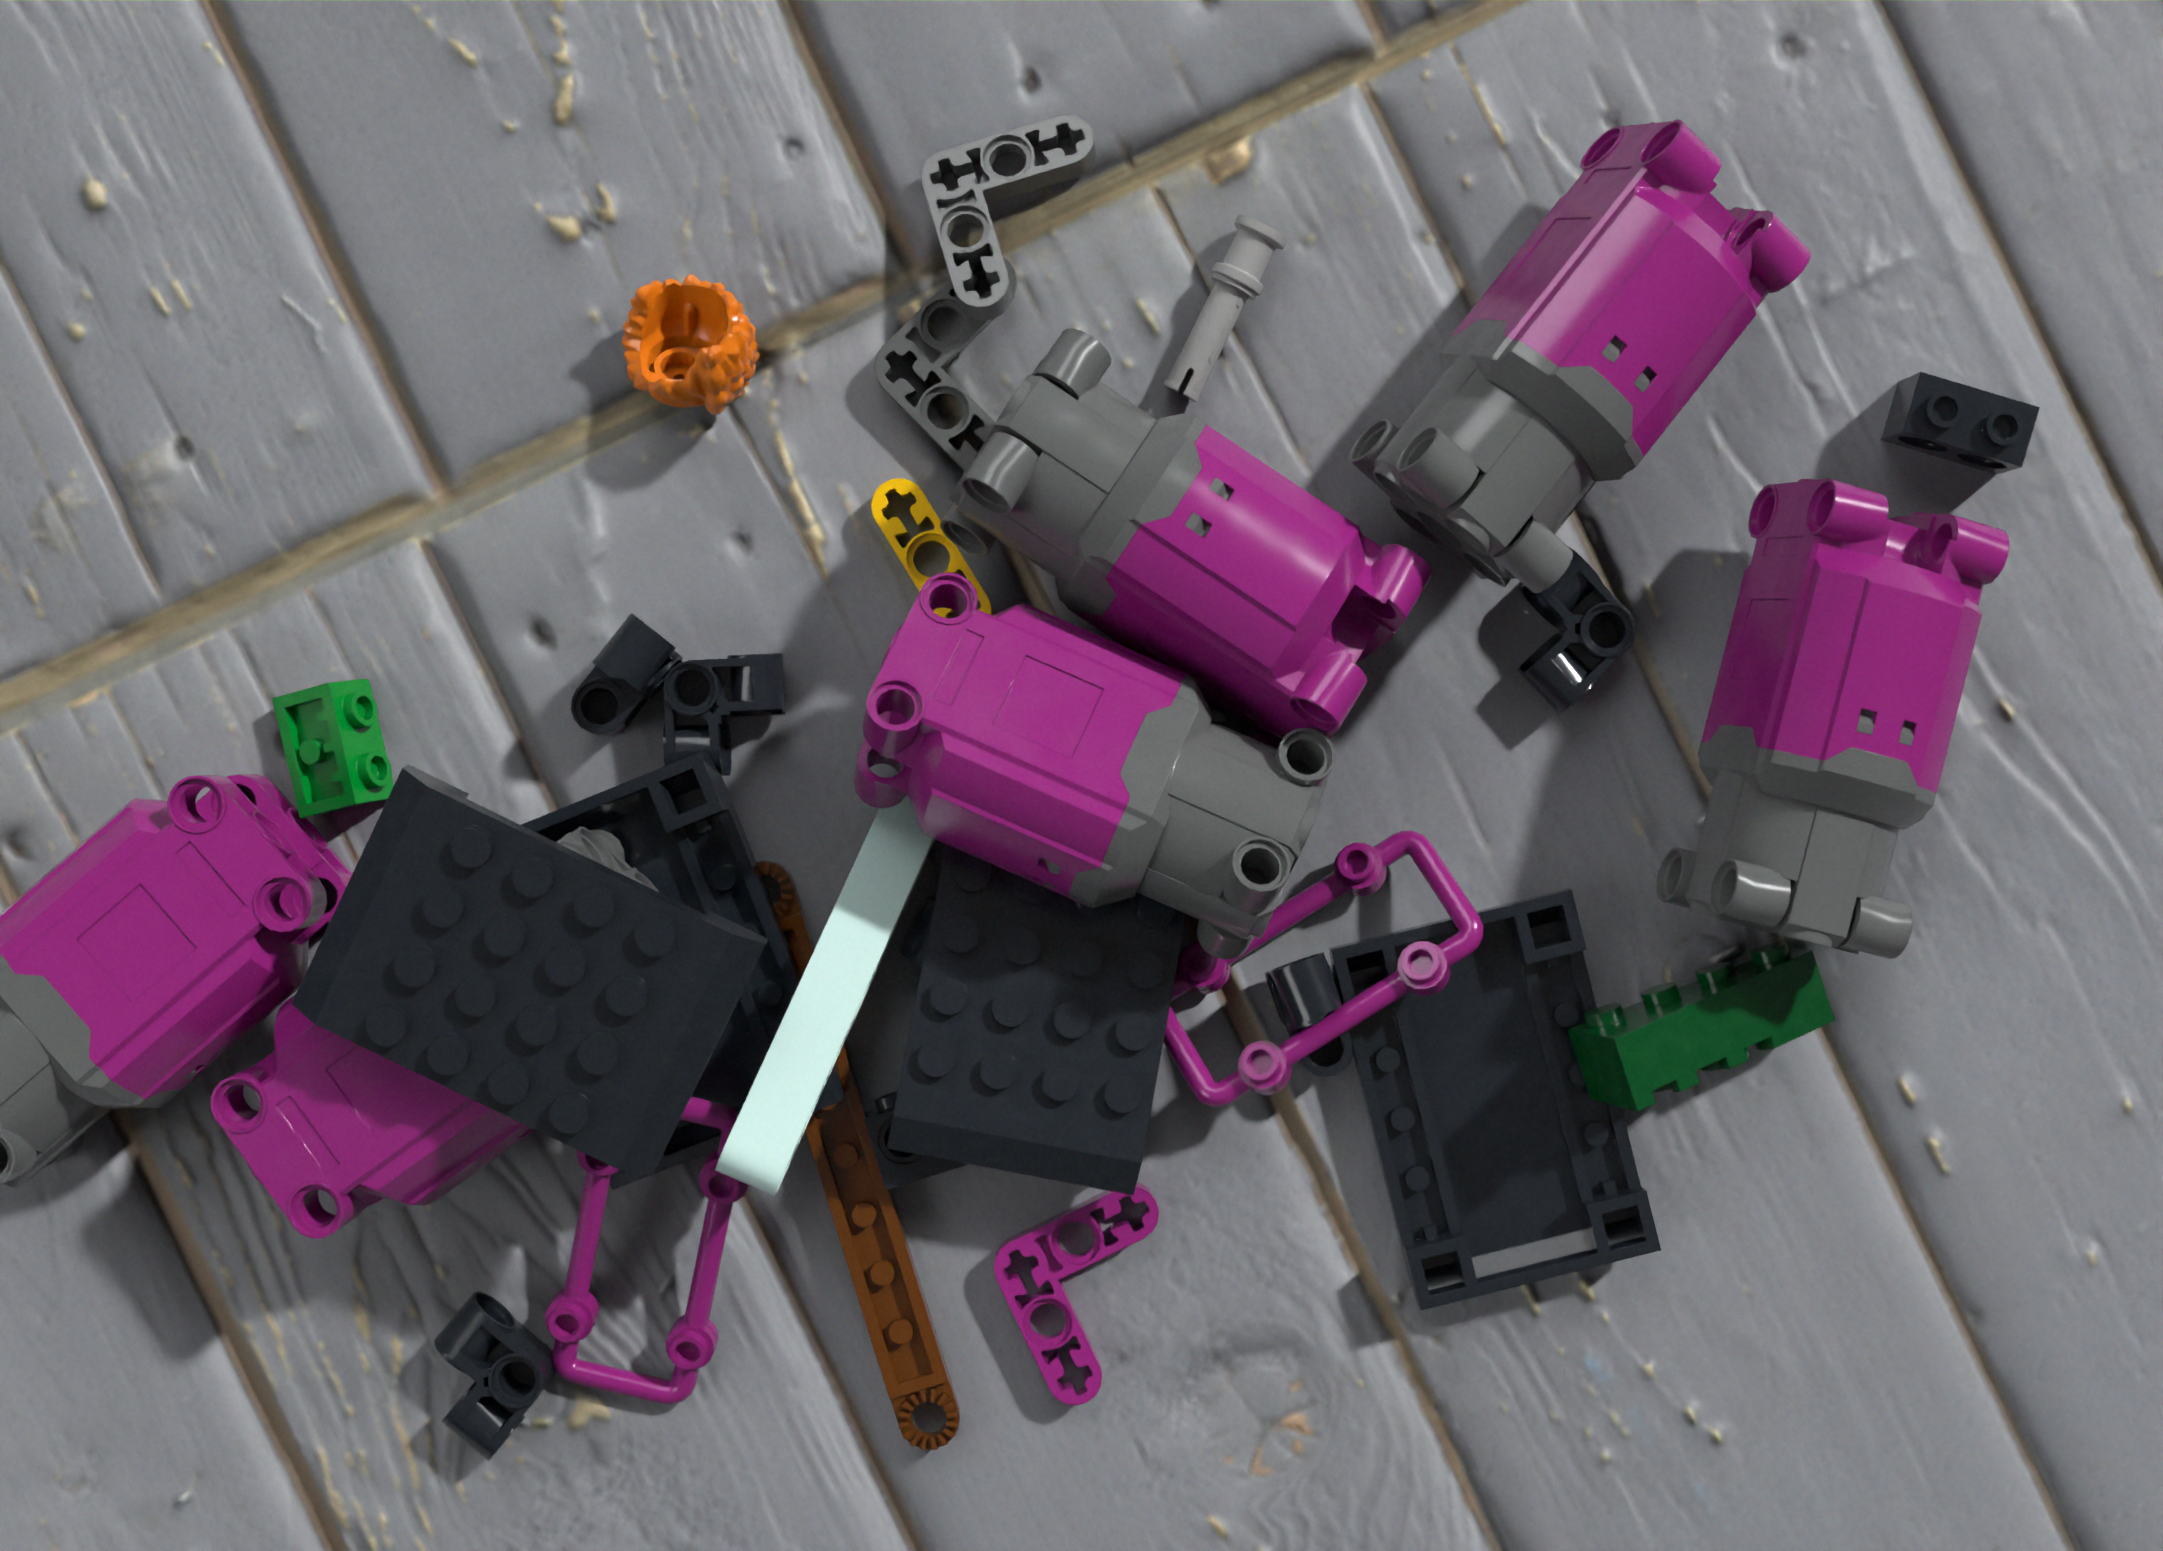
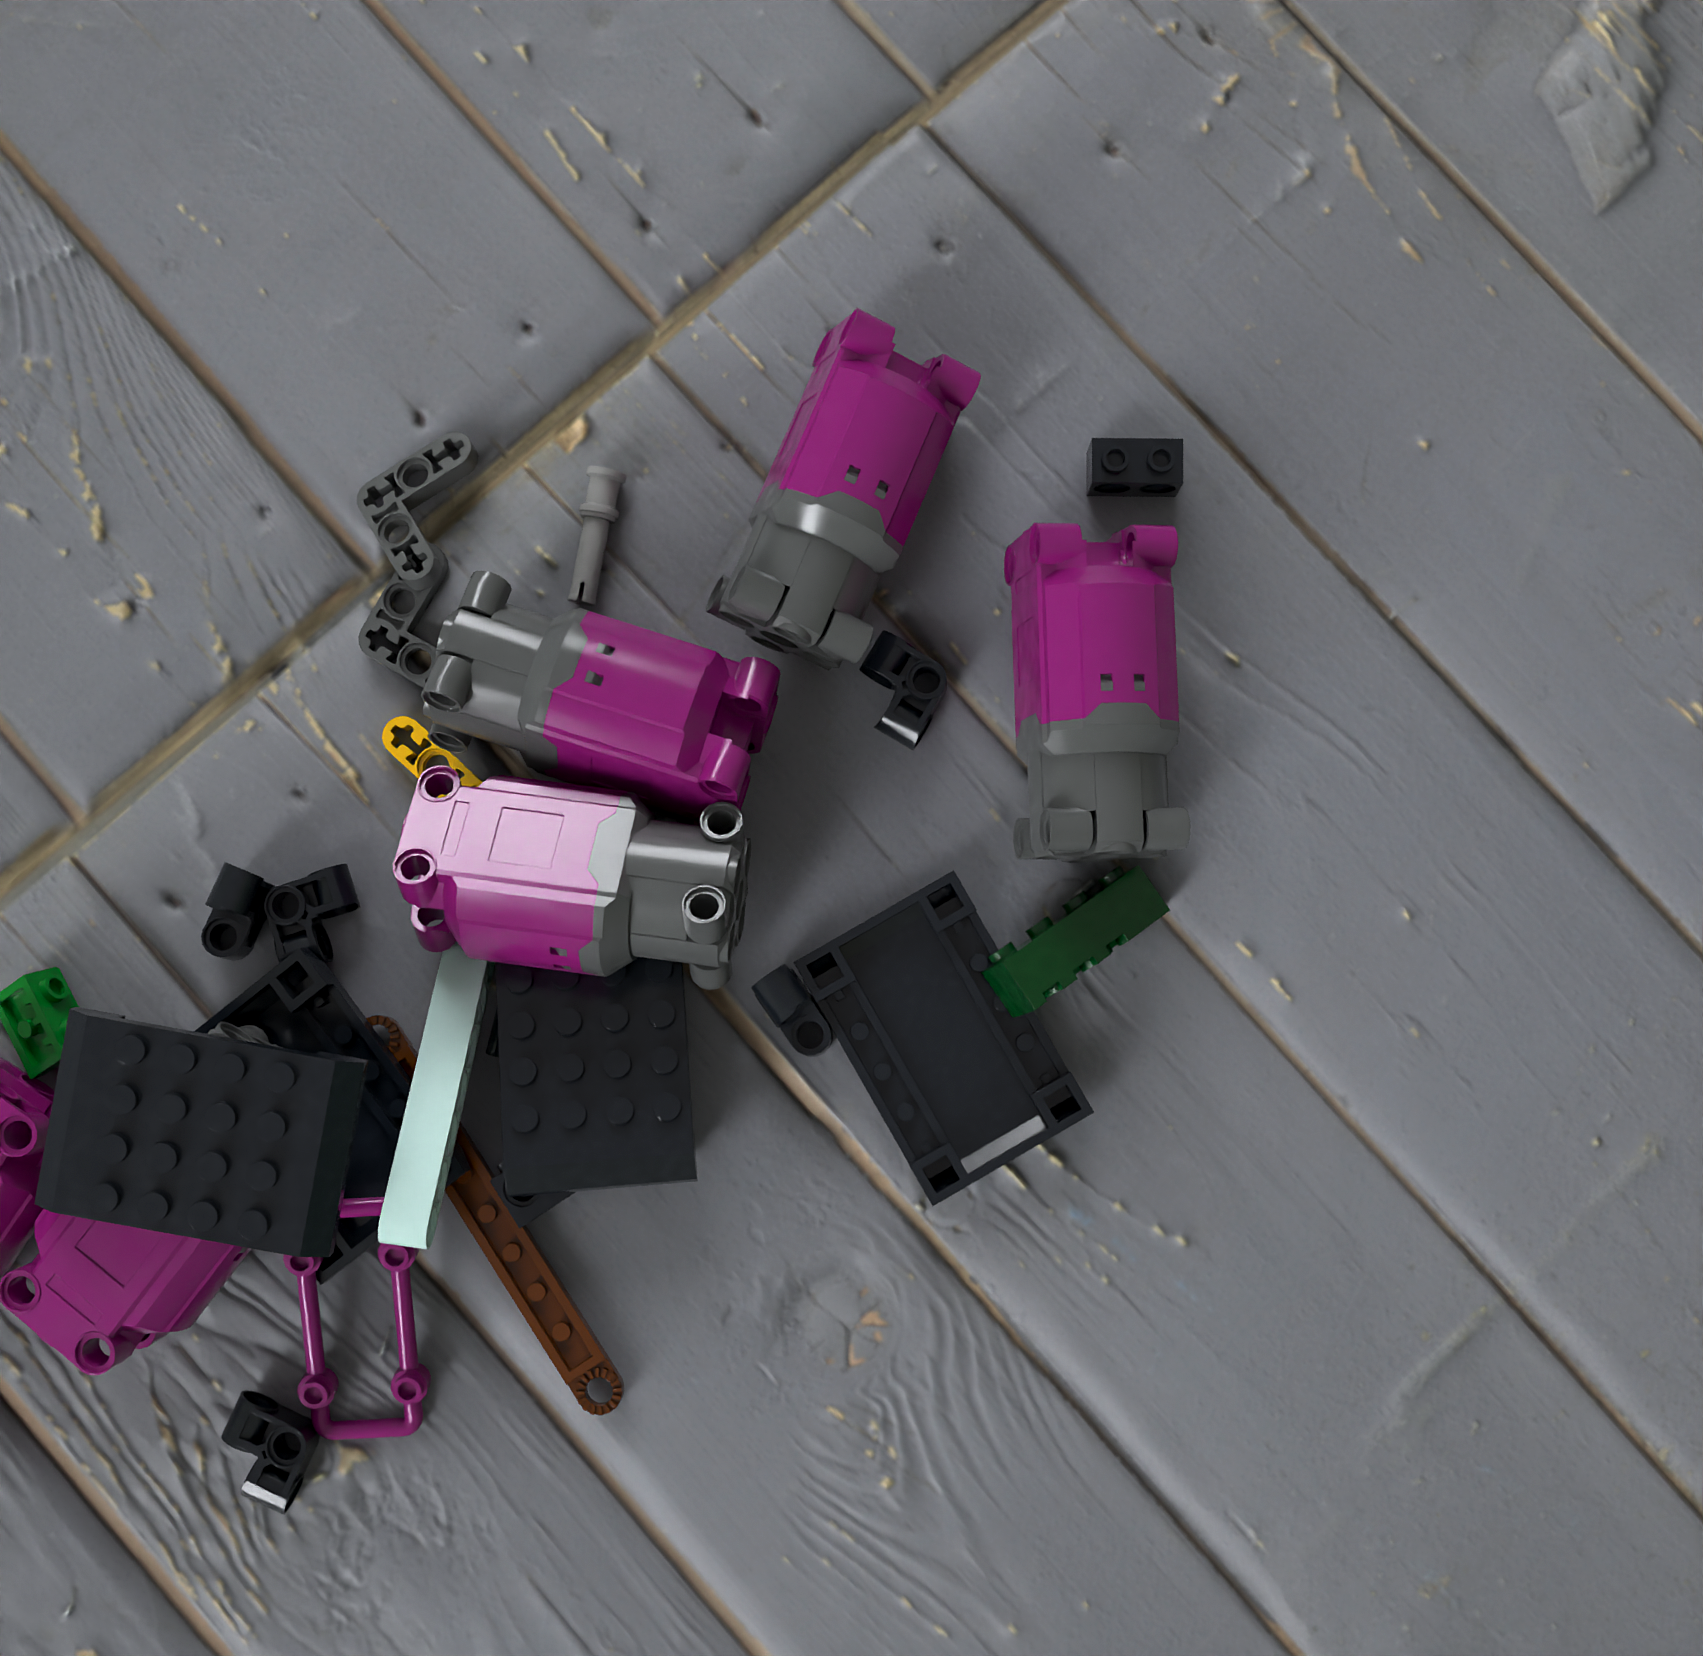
camera: 10 degrees left, 5 degrees down
(689, 344) = (222, 663): orange hair -> none
(1056, 1264) = (661, 1250): magenta beam -> none
(1420, 968) = (859, 956): magenta bar -> none

